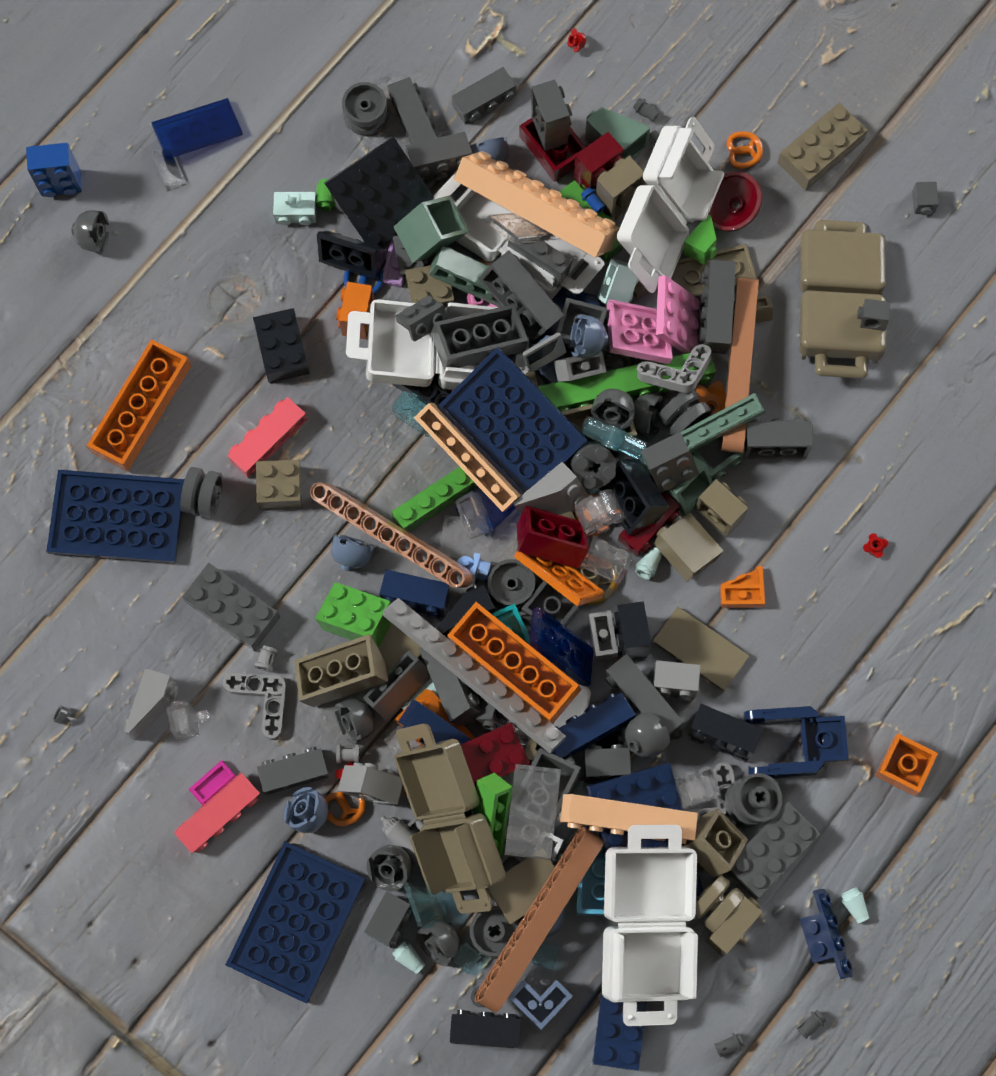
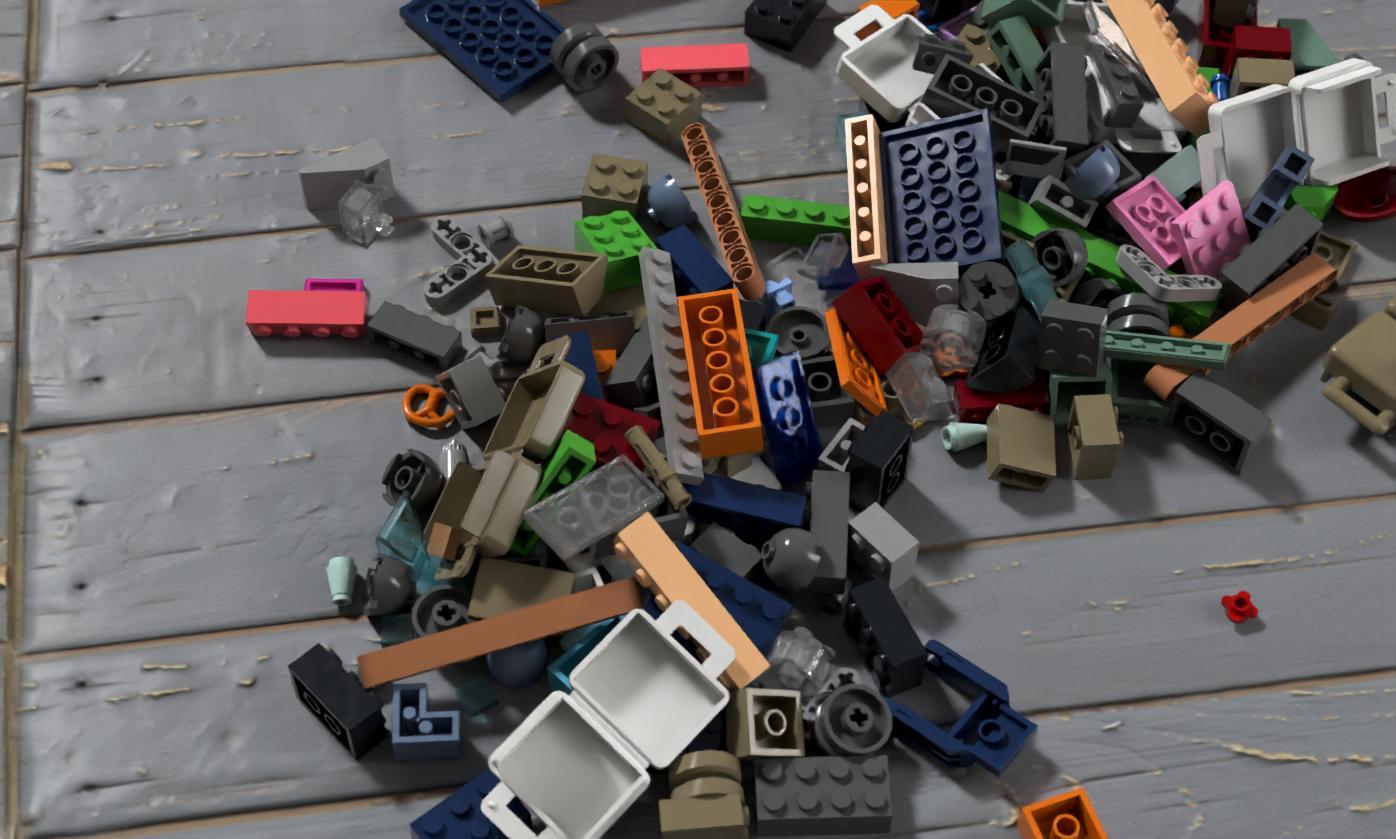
camera: 40 degrees right, 20 degrees down
(61, 715) = (266, 138): dark grey hinge -> none
(231, 606) = (511, 166): dark grey brick -> none
(295, 922) = (273, 463): dark blue plate -> none
(306, 811) = (389, 376): sand blue cylinder -> none
(308, 569) = (614, 186): none -> dark tan brick
(318, 723) = (485, 321): none -> dark tan tile
(389, 919) = (355, 521): dark grey brick -> none
(452, 891) = (444, 541): none -> medium nougat tile
(548, 757) = (665, 477): none -> dark tan pin
(685, 268) = (1278, 184): none -> sand blue arch
(699, 645) = (945, 558): dark tan tile -> none
(744, 591) = (1043, 535): orange wing -> none

